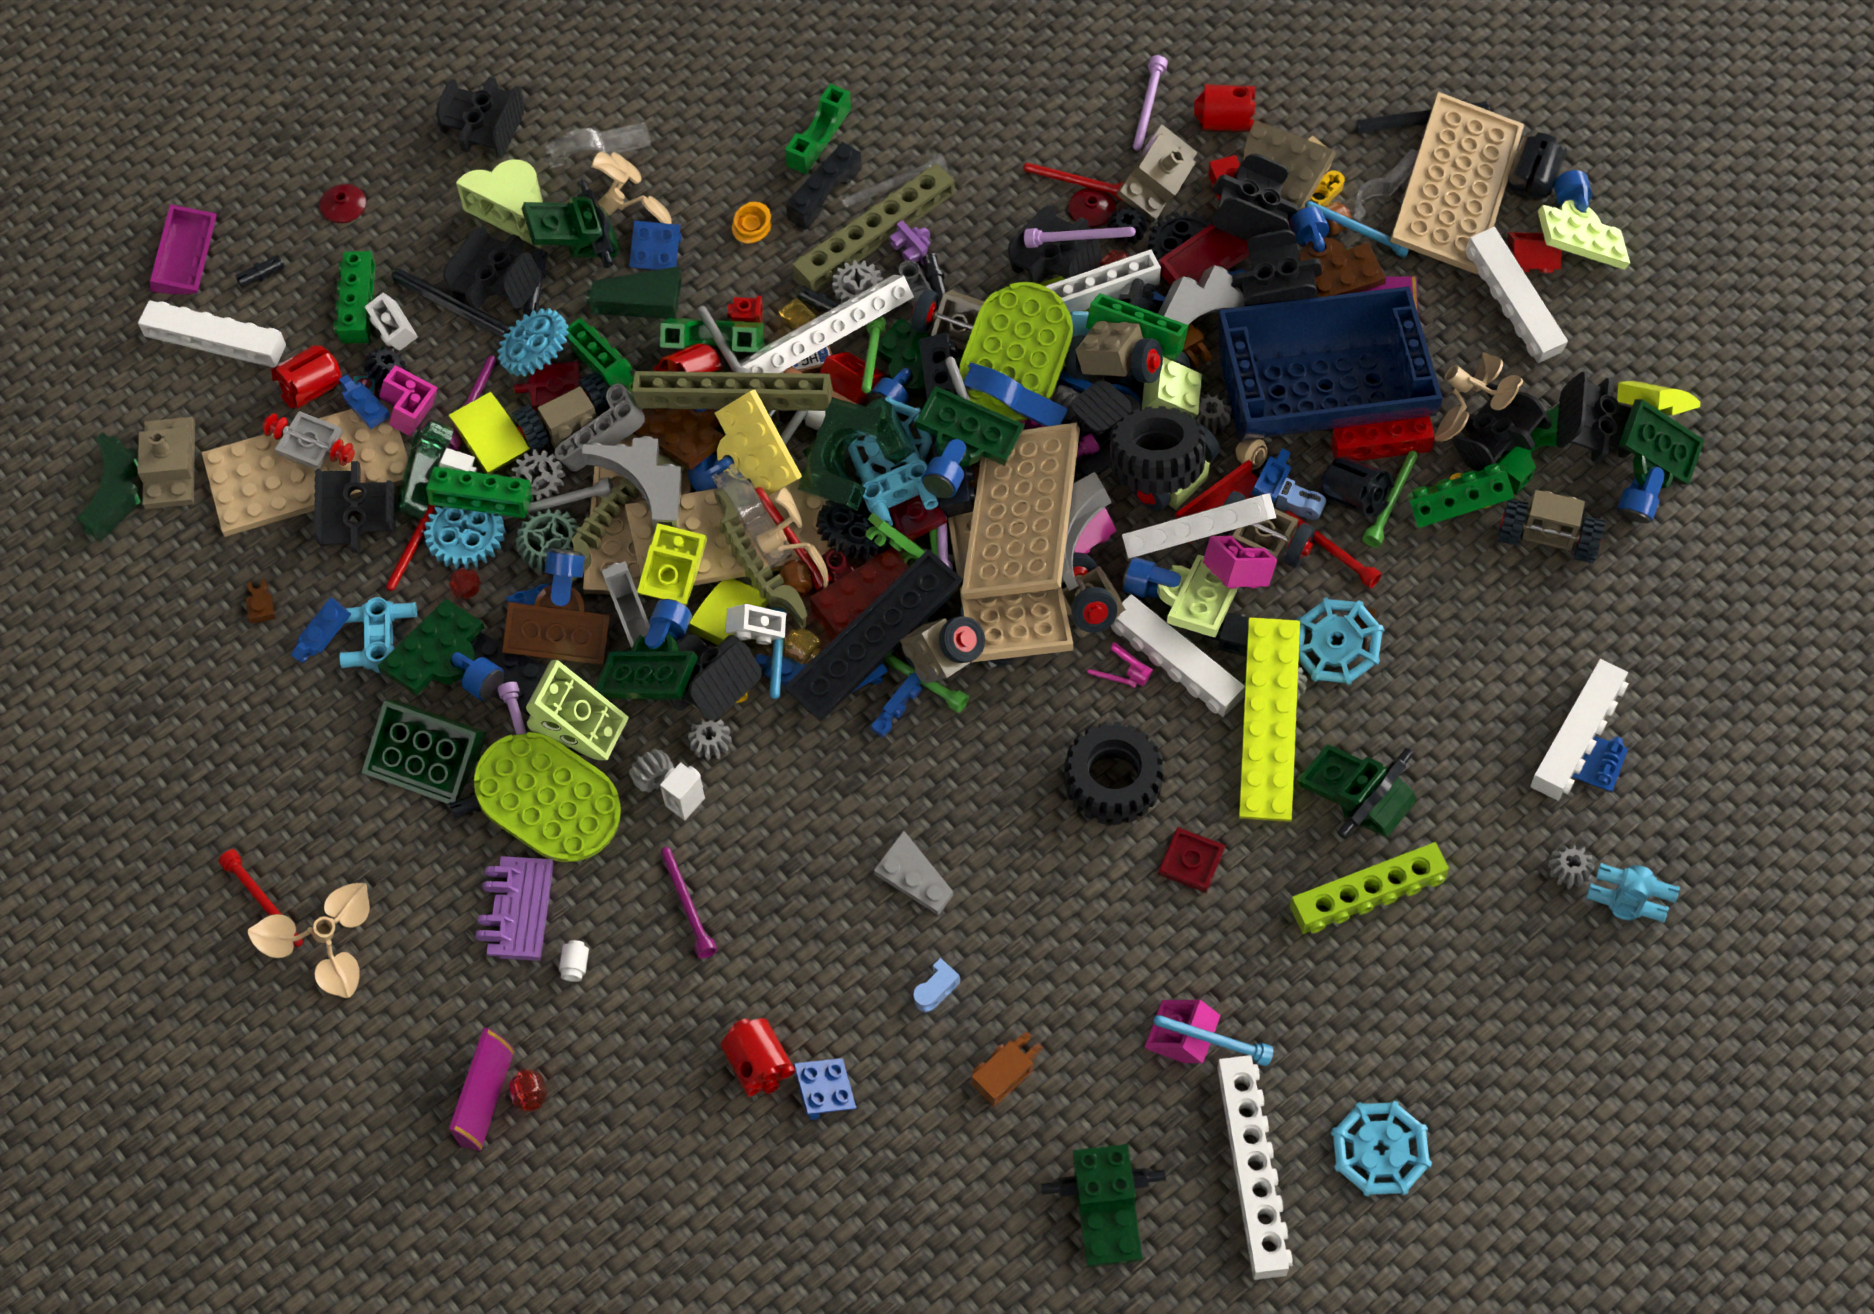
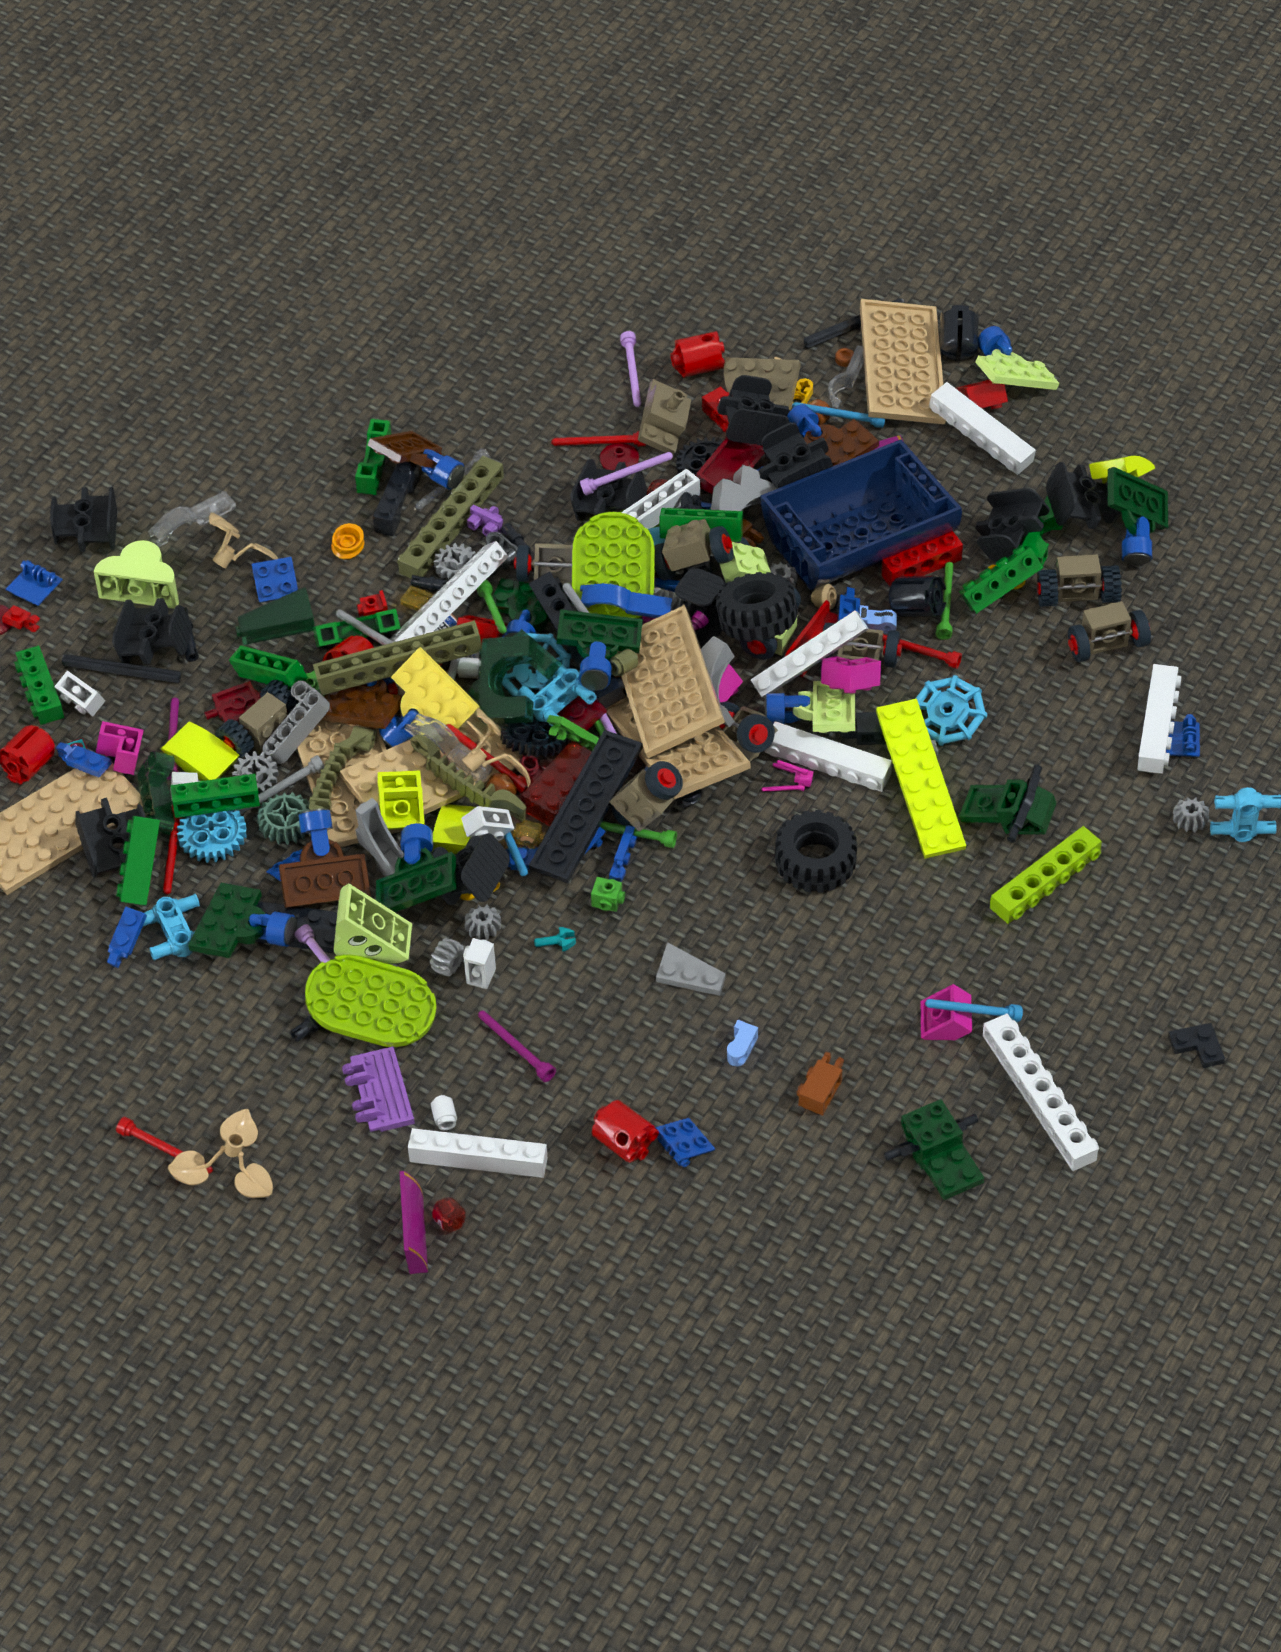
camera: 20 degrees left, 10 degrees down
(260, 605) = (61, 935): reddish brown plate -> none
(308, 440) = (51, 799): light grey plate -> none
(364, 546) = (139, 860): none -> green brick
(368, 209) = (21, 618): none -> red plate
(380, 363) = (86, 728): black gear -> none
(401, 173) = (33, 583): none -> blue hinge
(423, 751) = (251, 1000): dark green slope -> none
(465, 583) = (230, 868): clear red gear -> none
(533, 342) = (207, 675): medium azure gear -> none
(578, 224) = (206, 577): dark green piece -> none
(589, 1025) = (477, 1153): none -> white brick
(640, 466) = (343, 736): light grey arch -> none
(785, 786) = (558, 939): none -> teal bar
(859, 750) = (607, 894): none -> bright green brick
(869, 138) = (414, 448): none -> reddish brown plate
(981, 472) = (623, 662): none -> olive brick
(1128, 218) = (657, 470): black gear -> none
(1191, 860) = (901, 897): dark red tile -> none
(1393, 155) = (843, 357): none -> dark orange tile
(1393, 1158) = (1133, 1040): medium azure plate -> none
(1461, 381) = (981, 489): tan plant -> none
(1472, 1163) = (1198, 1038): none -> black plate
(1562, 596) = (1107, 629): none -> brick

